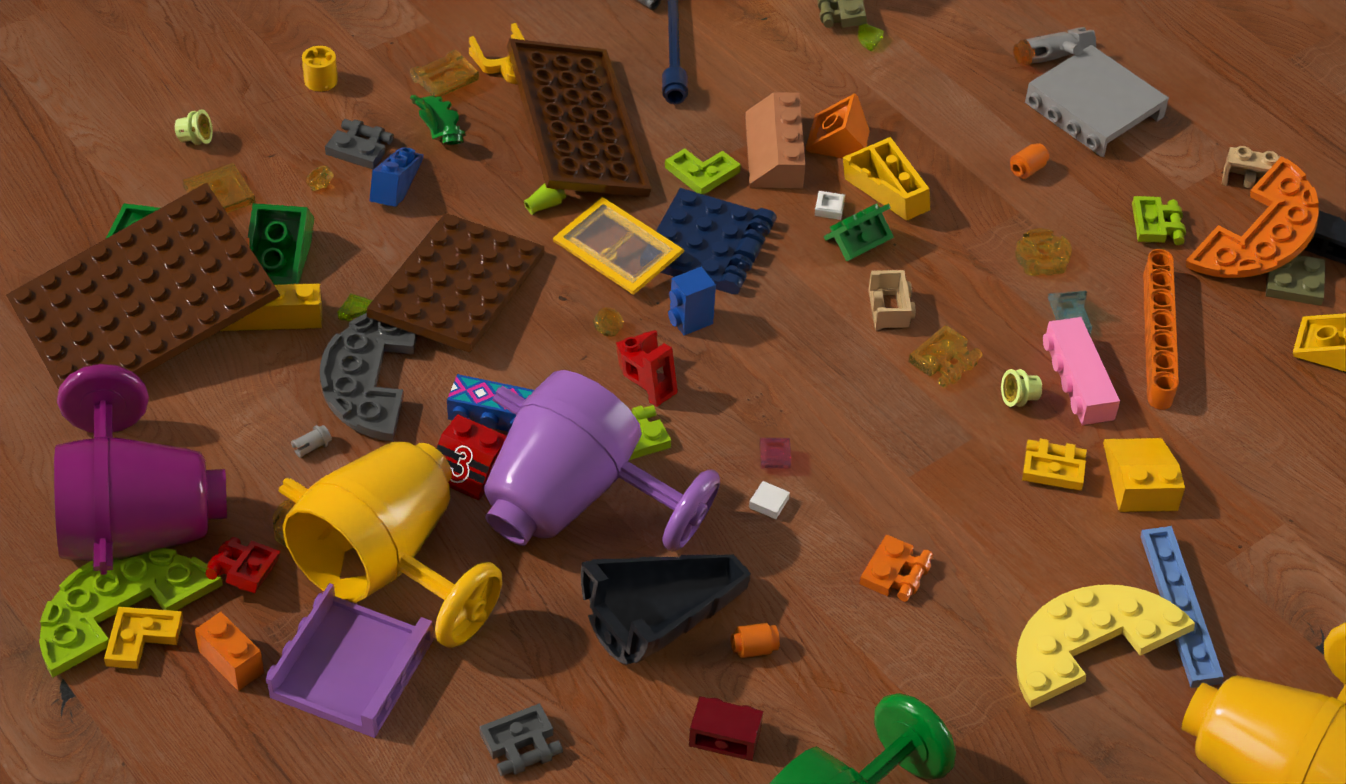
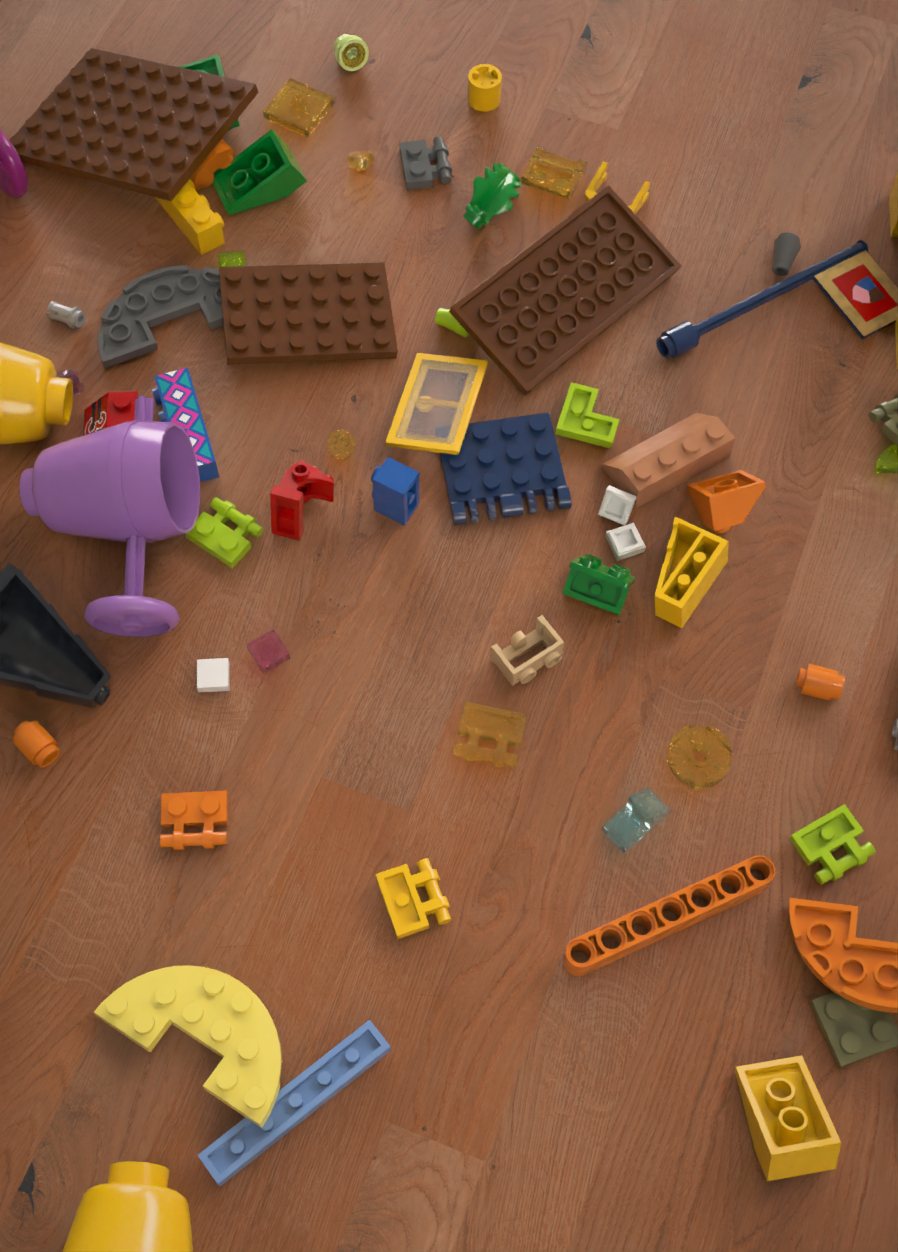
camera: 60 degrees right, 15 degrees up
(394, 177) = (396, 205): blue slope -> none
(798, 190) = (617, 505): none -> white tile
(1019, 387) = (489, 821): yellowish green piece -> none
(1081, 371) = (552, 866): bright pink brick -> none
(1144, 475) = (456, 985): yellow slope -> none

